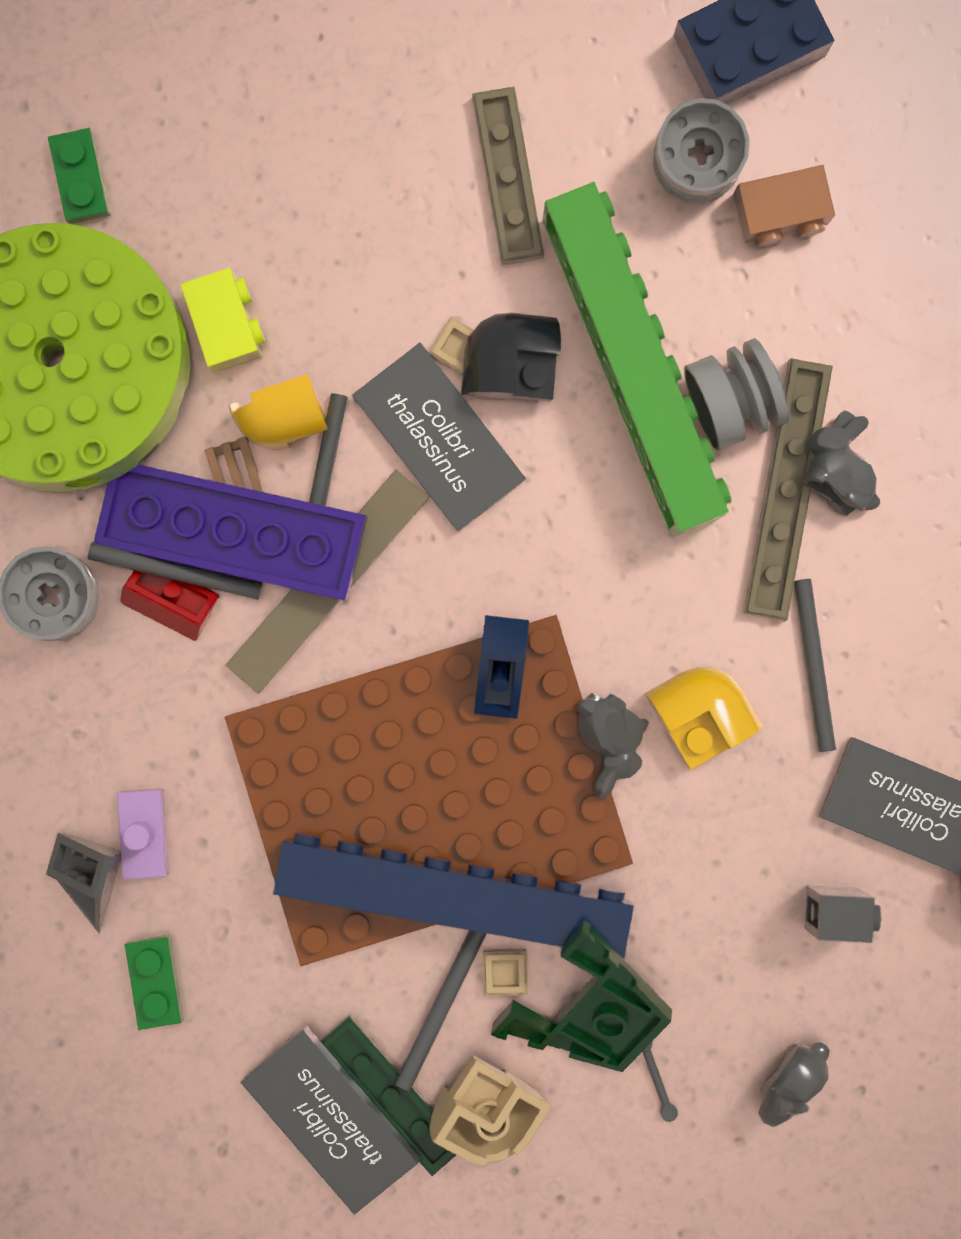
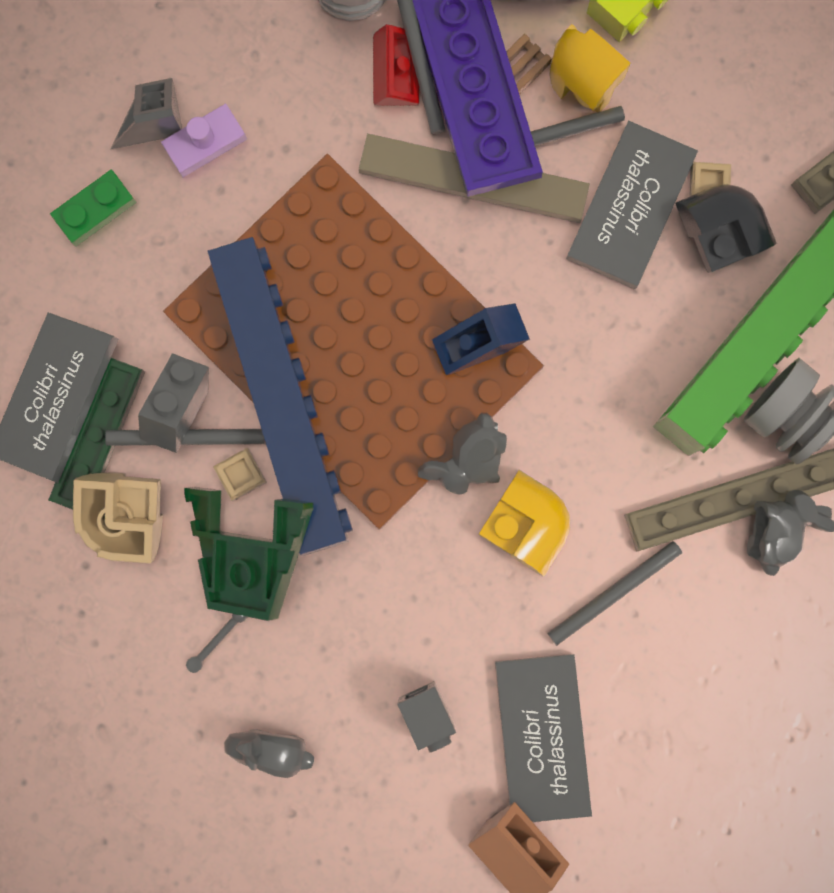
camera: 65 degrees right, 5 degrees down
(404, 1003) = (173, 403): none -> dark grey brick

